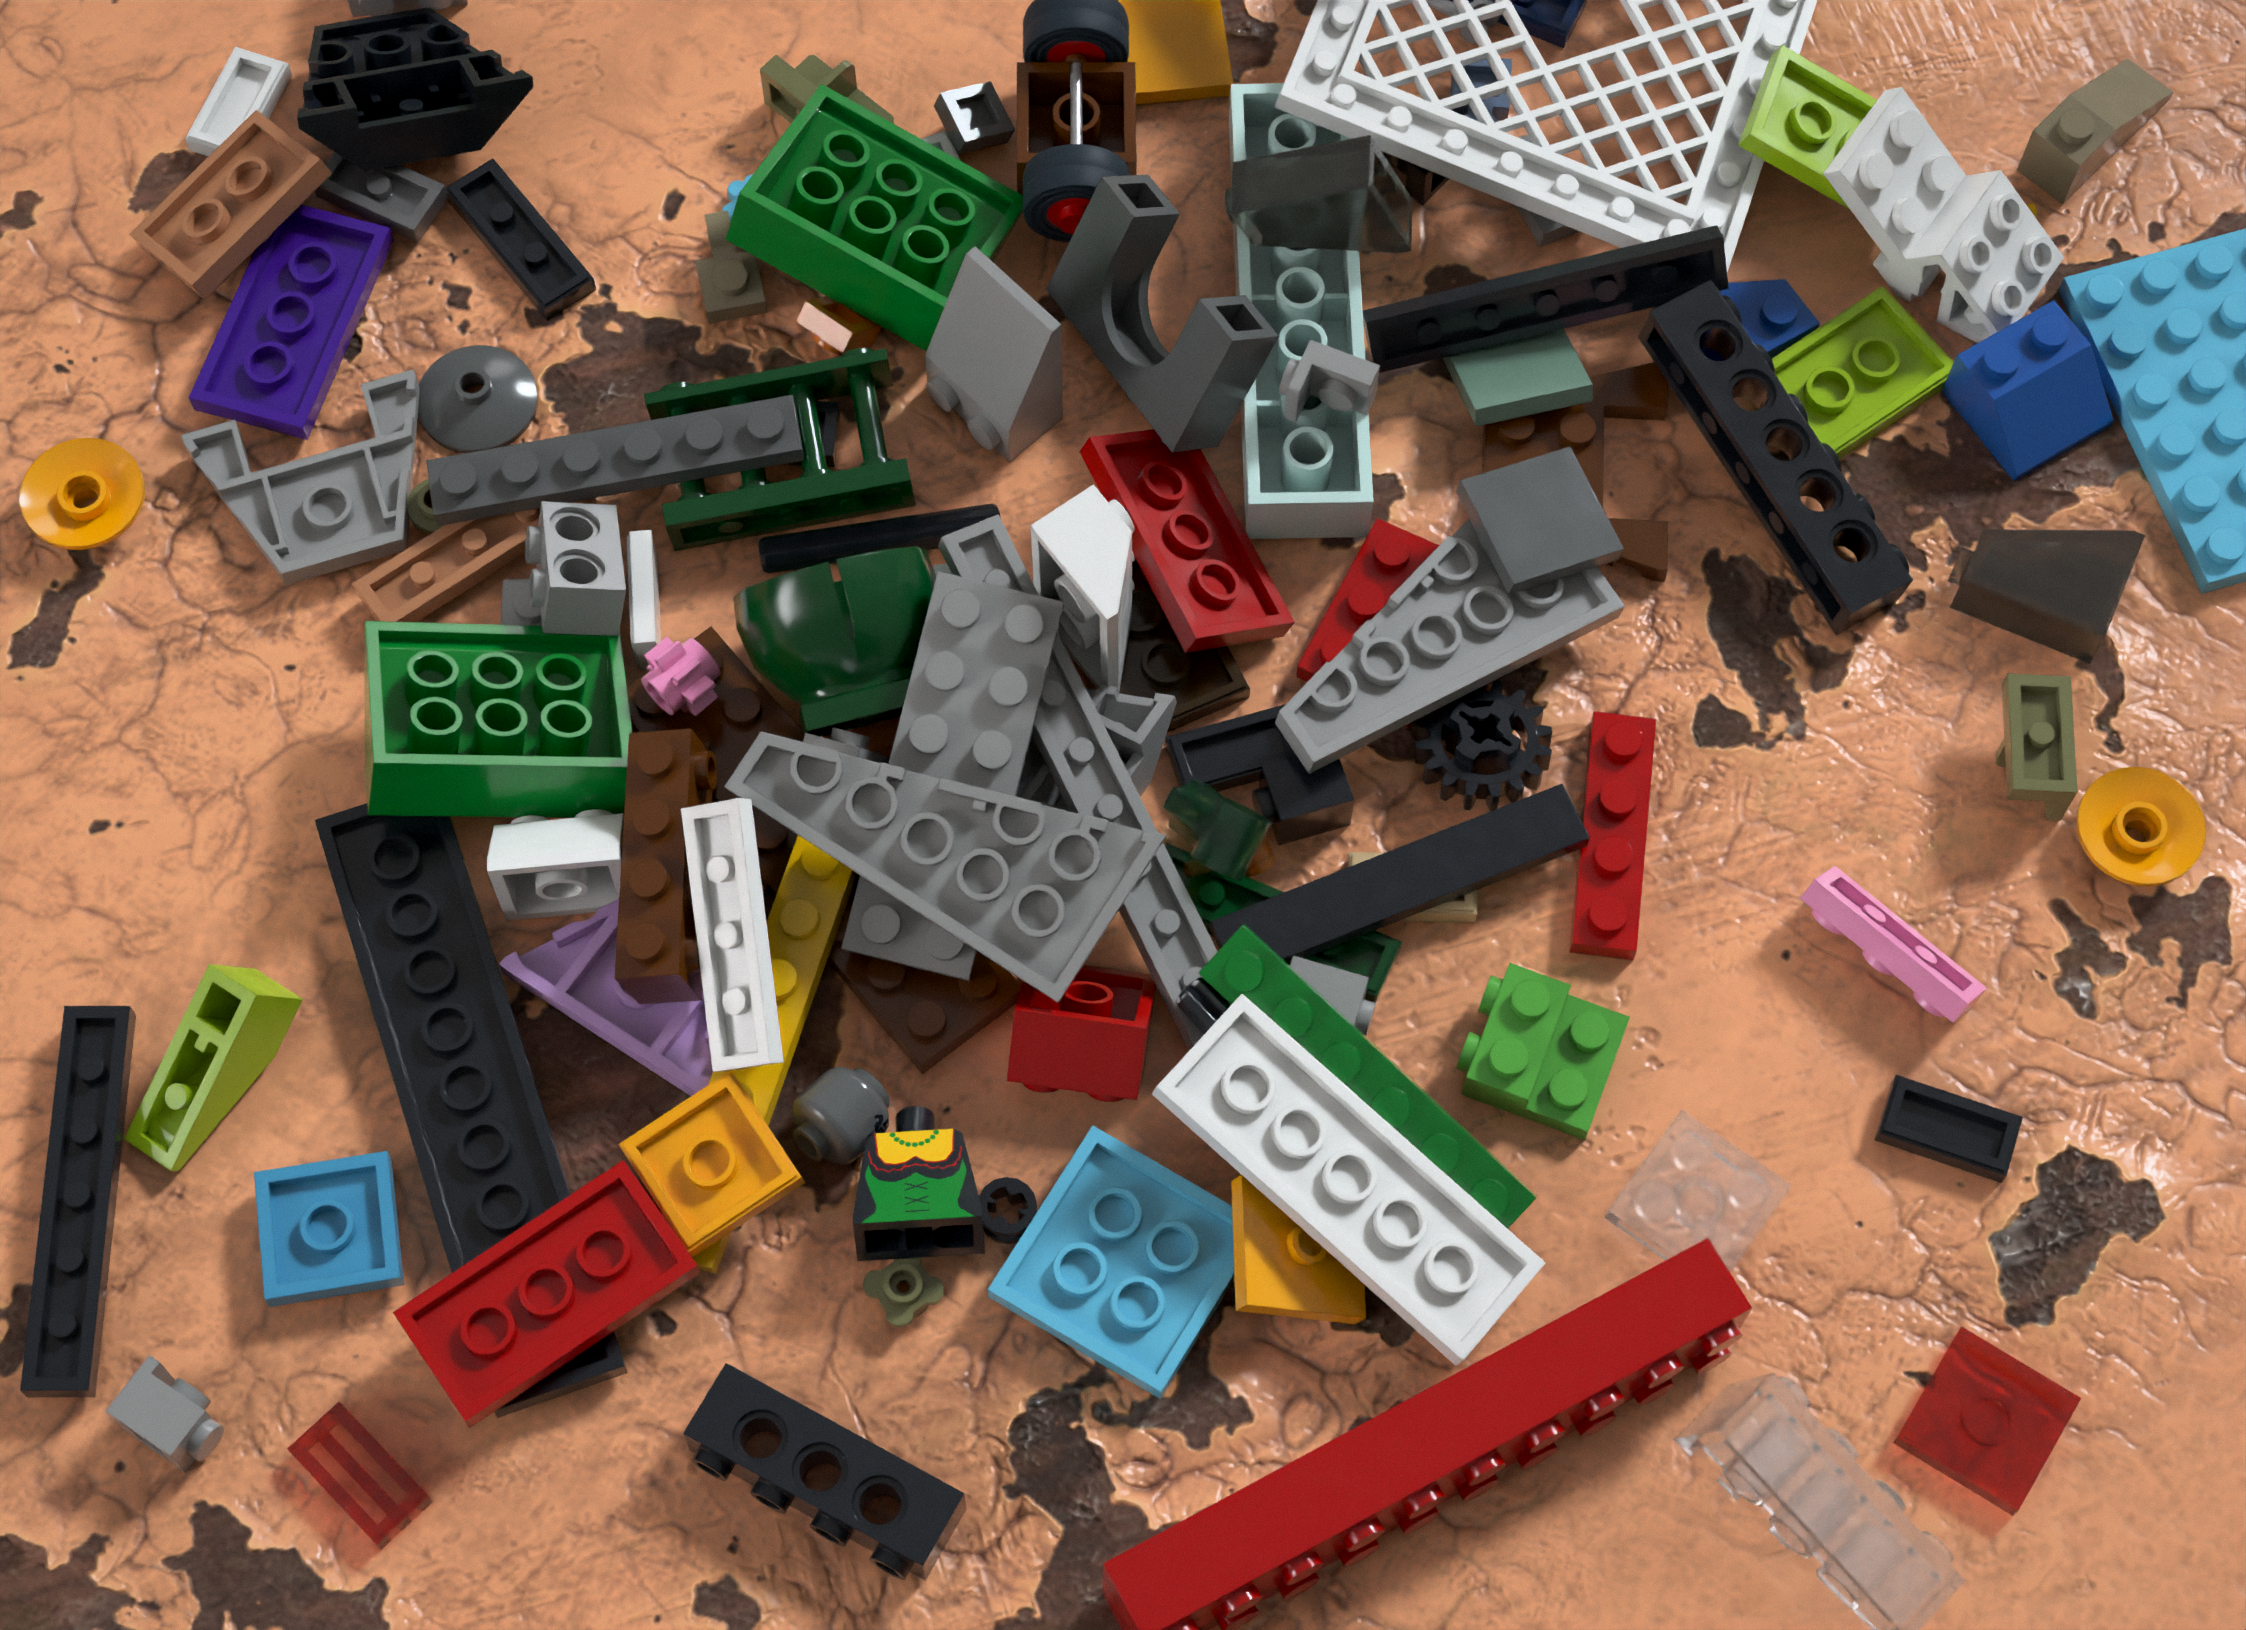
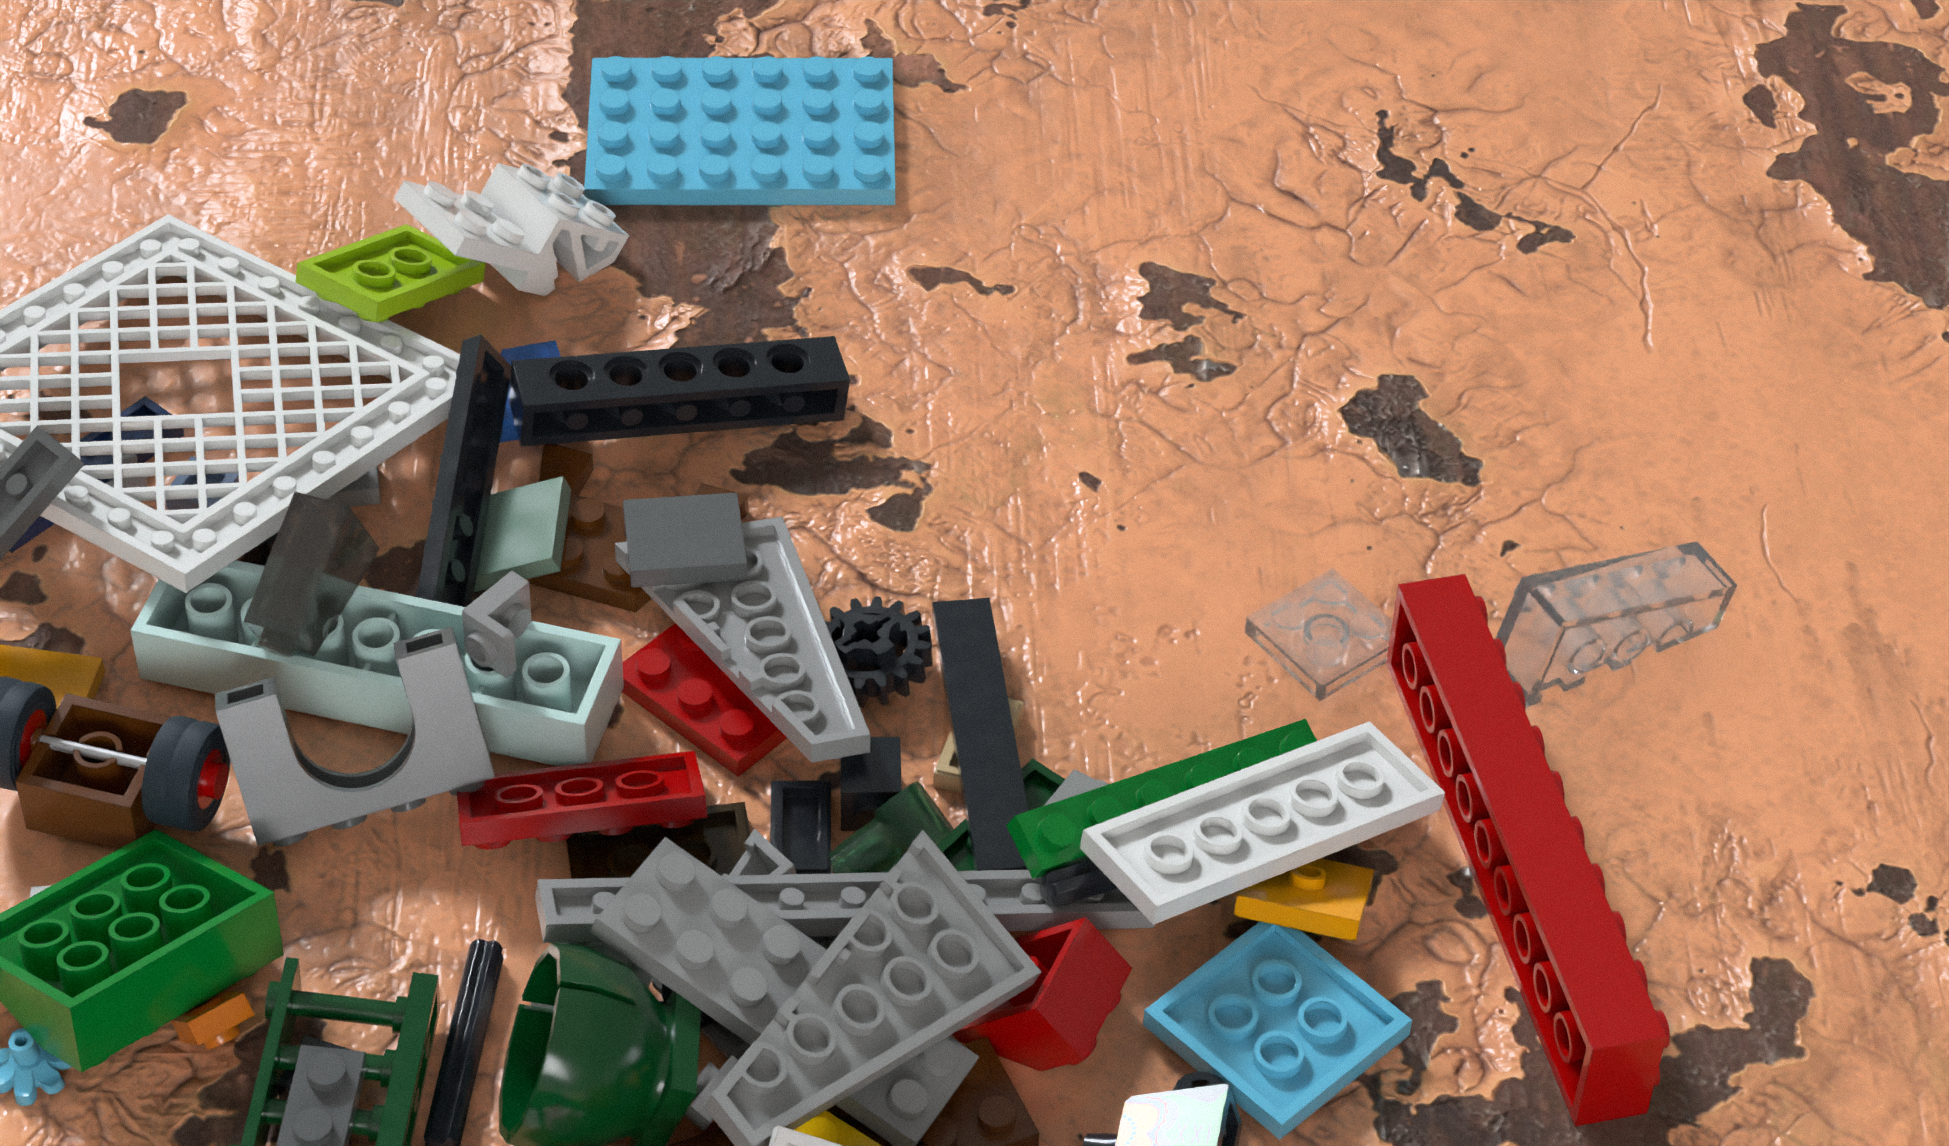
camera: 75 degrees left, 20 degrees down
(728, 279) = (105, 1109): dark tan plate -> none
(974, 117) = (31, 858): dark grey plate -> none
(996, 359) = (338, 871): light grey slope -> none
(1086, 561) = (628, 807): white slope -> none
(1541, 1051) = (1163, 694): bright green plate -> none
(1616, 820) = (1018, 610): red plate -> none
(1862, 371) = (604, 317): lime tile -> none
(1892, 945) = (1144, 452): bright pink plate -> none
(1948, 1128) = (1306, 470): black tile -> none
(1987, 1421) = (1555, 514): clear red tile -> none
(2030, 390) = (679, 235): blue slope -> none
(2039, 741) = (1007, 308): olive panel -> none
(2047, 584) = (864, 273): clear smoke slope -> none
(2090, 128) = (455, 135): dark tan slope -> none
(2154, 806) = (1093, 282): light orange dish -> none

